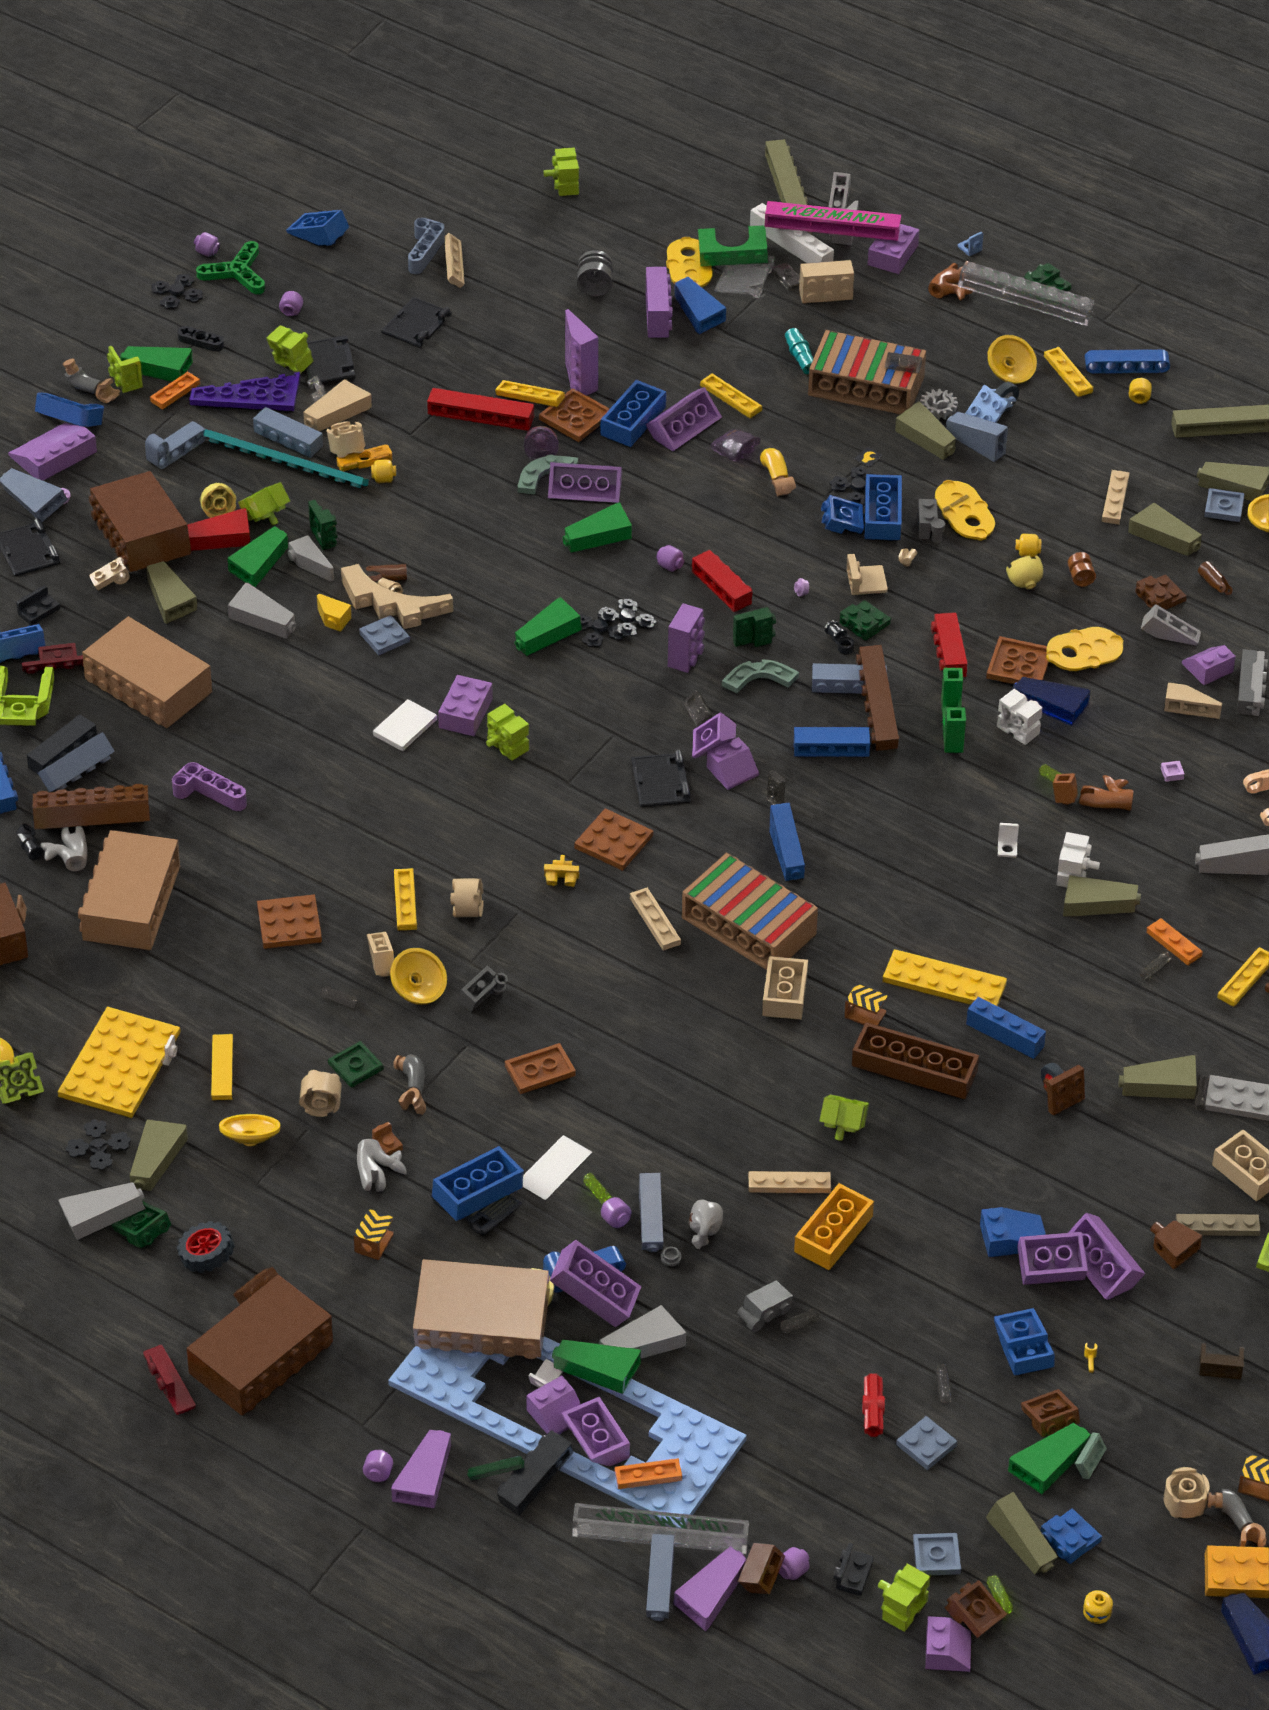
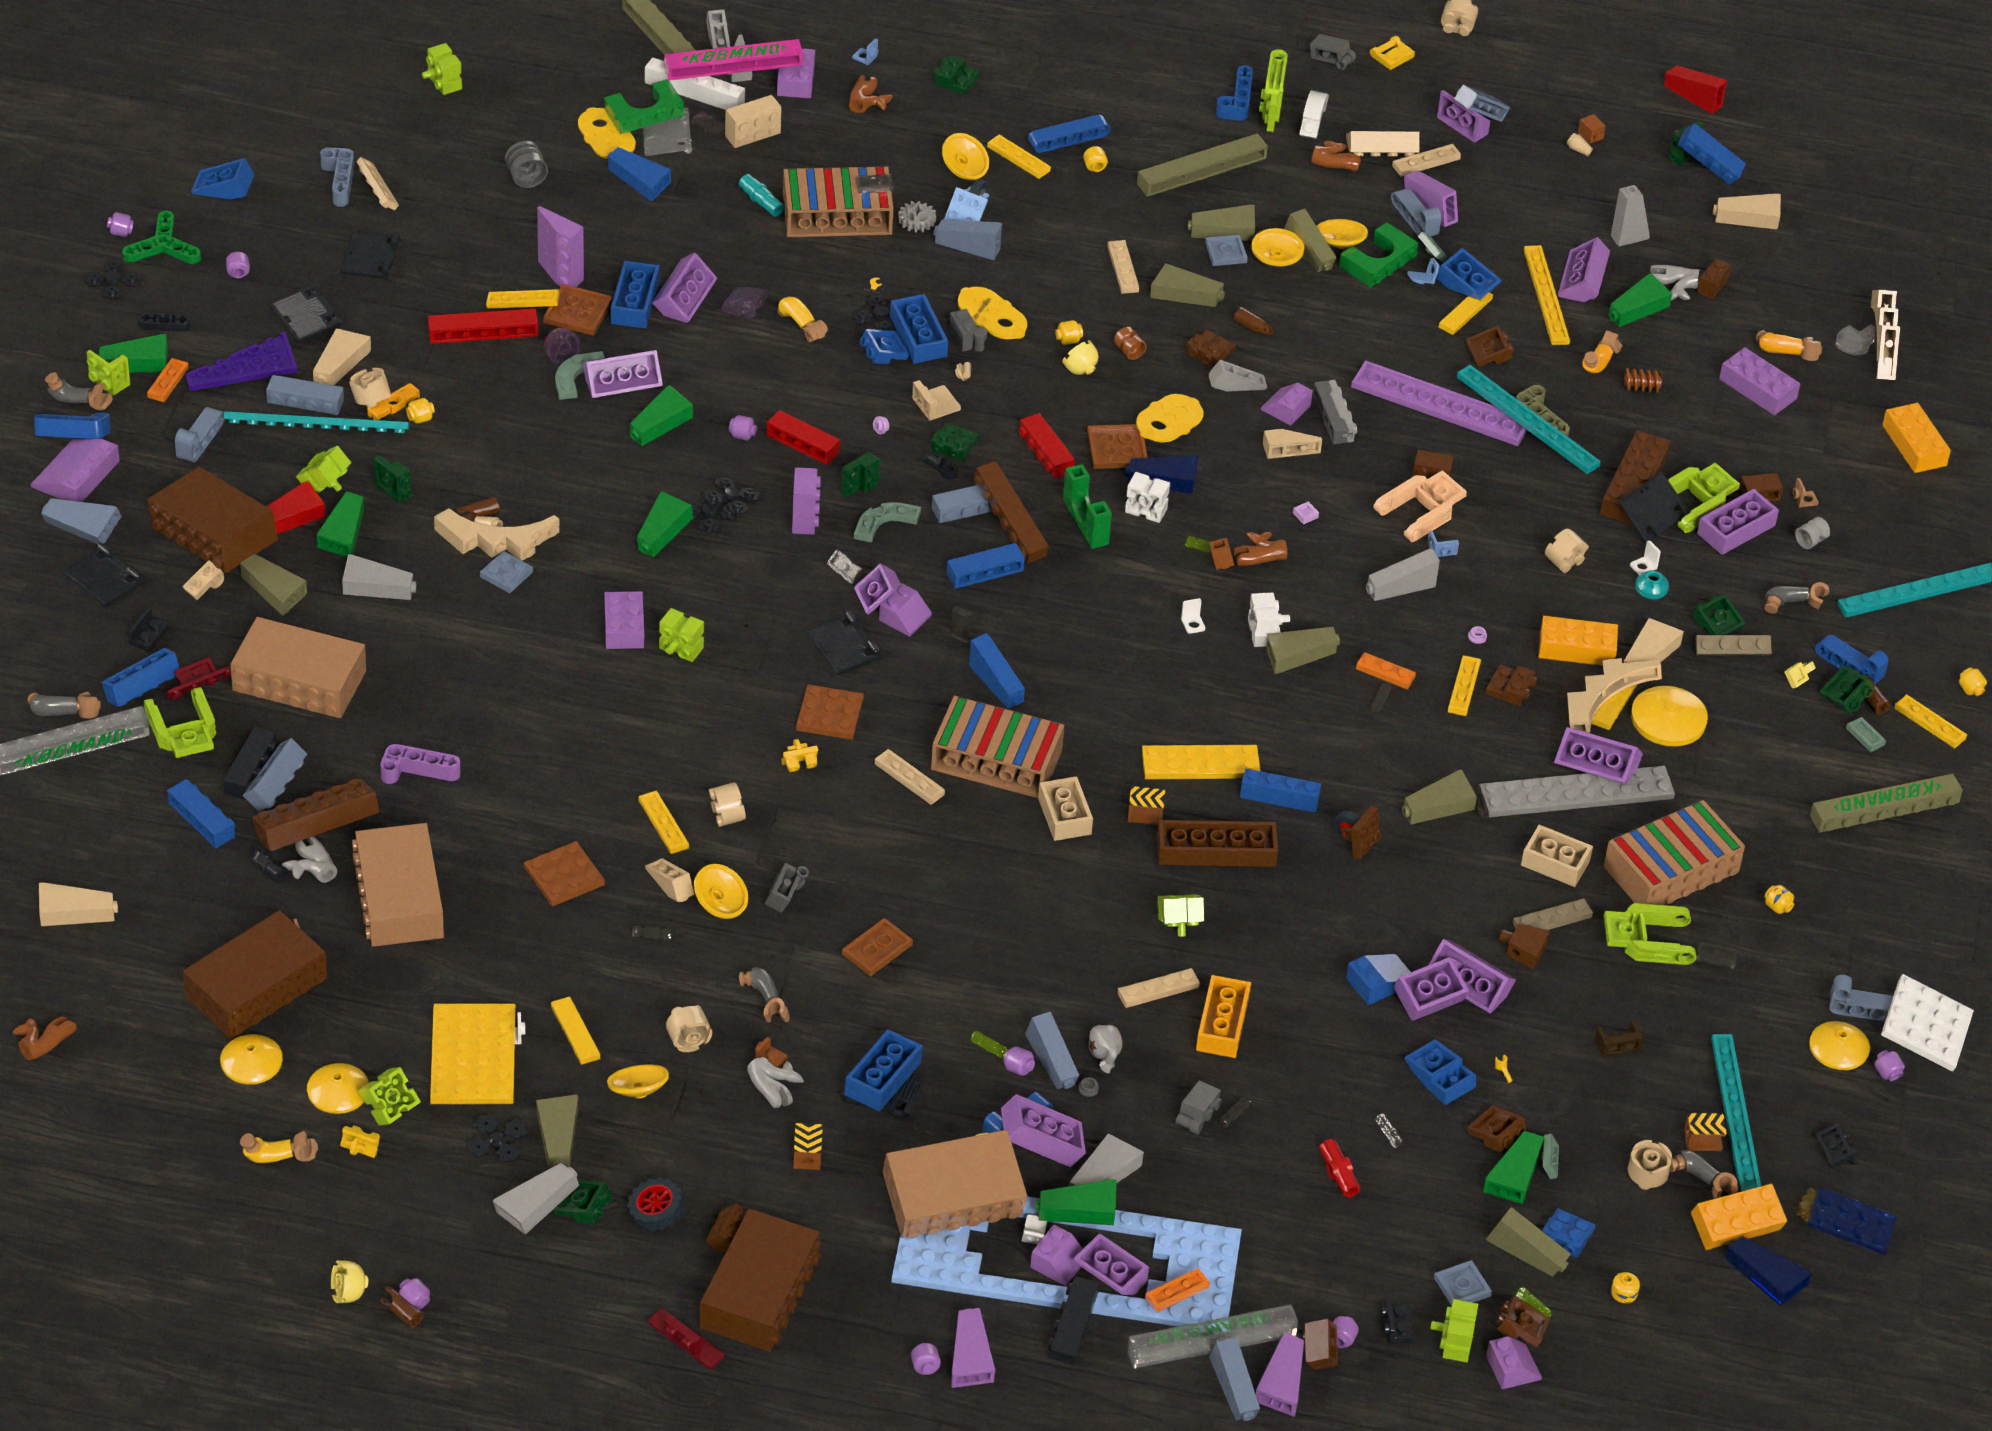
camera: 25 degrees left, 0 degrees up
(218, 500) = (274, 480): light yellow cylinder -> none
(290, 349) = (267, 310): lime brick -> none
(310, 558) = (395, 514): light grey slope -> none
(319, 387) = (313, 343): clear piece -> none
(333, 612) = (445, 562): yellow slope -> none
(355, 1064) = (701, 991): dark green tile -> none
(405, 725) = (573, 654): white tile -> none
(495, 1468) = (1037, 1327): dark green axle -> none
(554, 1167) = (938, 1034): white sticker -> none
(658, 302) = (602, 179): medium lavender brick -> none
(731, 395) = (716, 255): yellow tile -> none
(926, 431) = (919, 245): olive slope -> none
(926, 1442) = (1401, 1188): sand blue plate -> none
(1026, 293) = (945, 89): clear brick -> none

